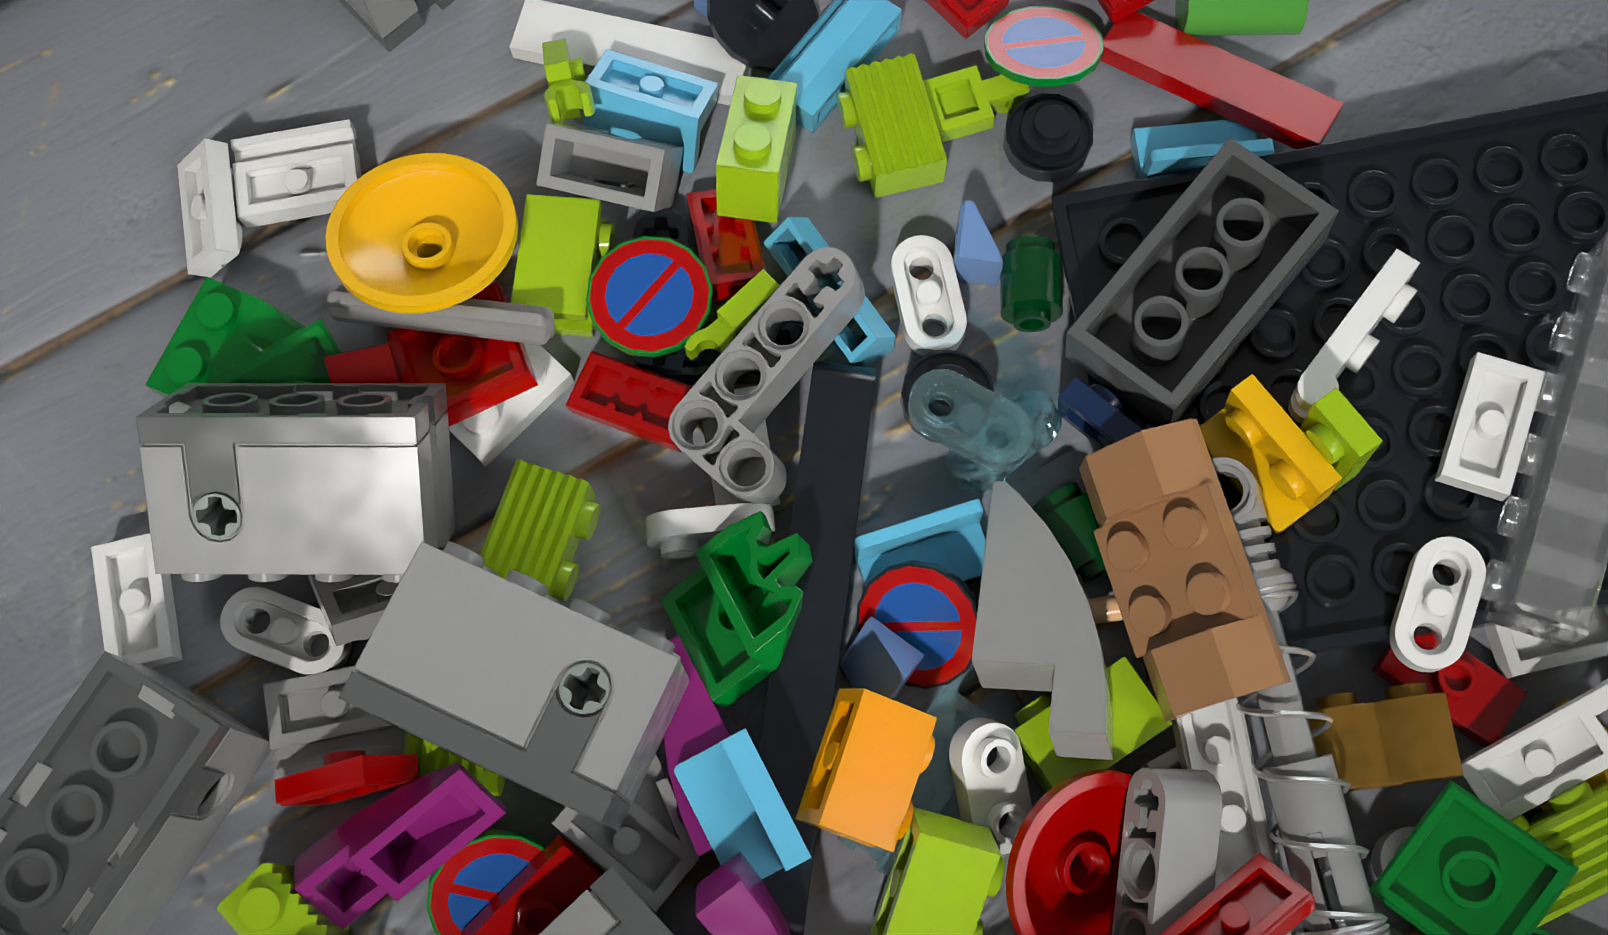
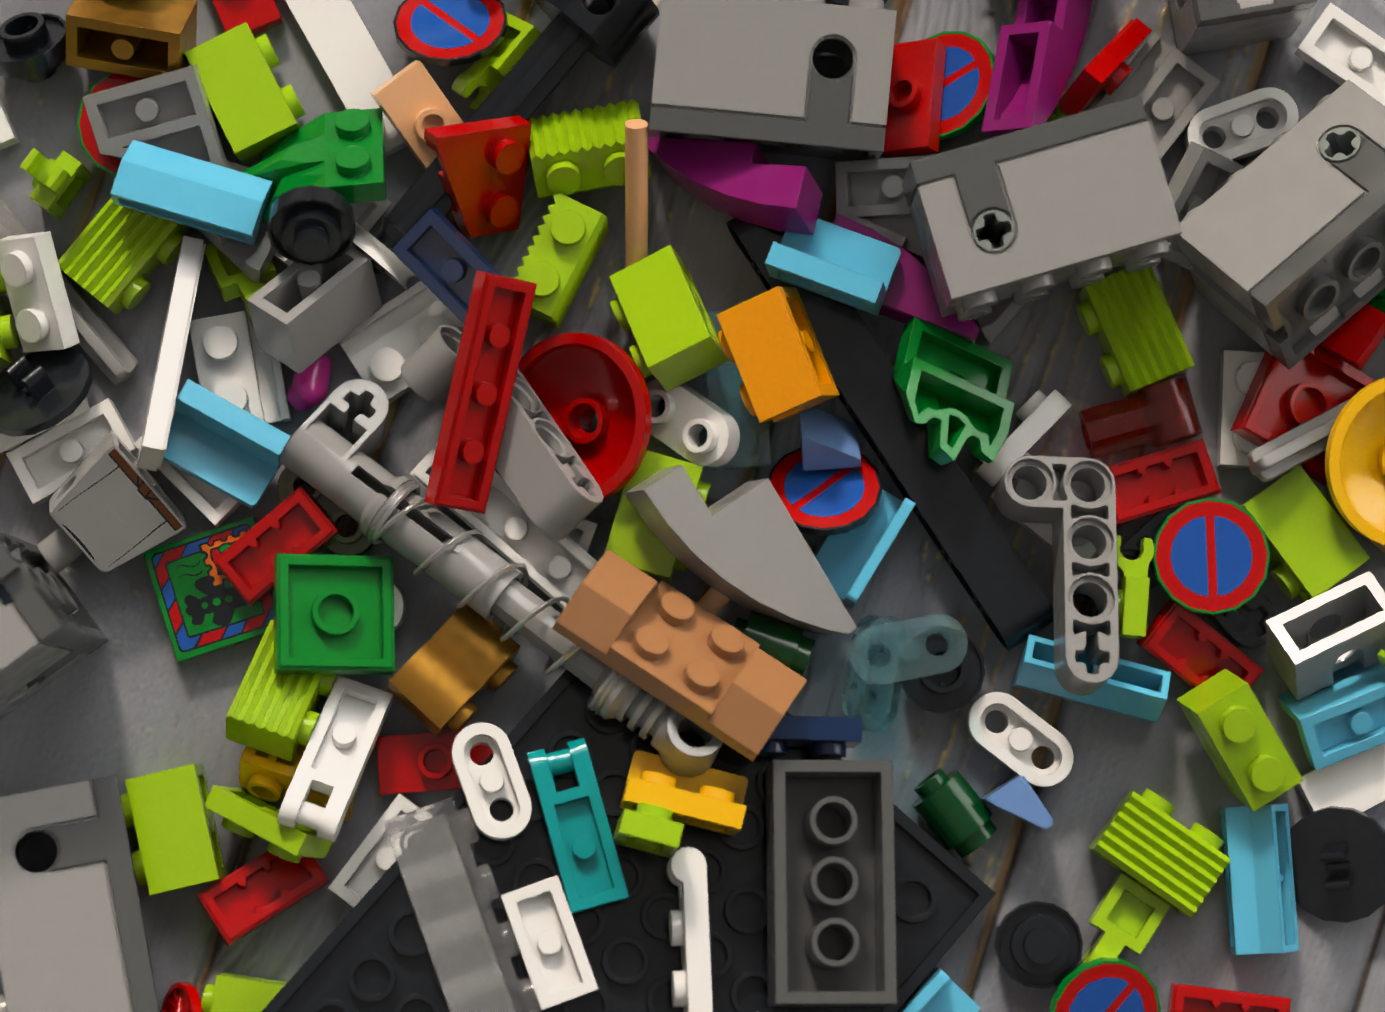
camera: 140 degrees right, 10 degrees up
(588, 451) = (1154, 416): none -> clear red piece
(1385, 505) = (578, 828): none -> teal plate

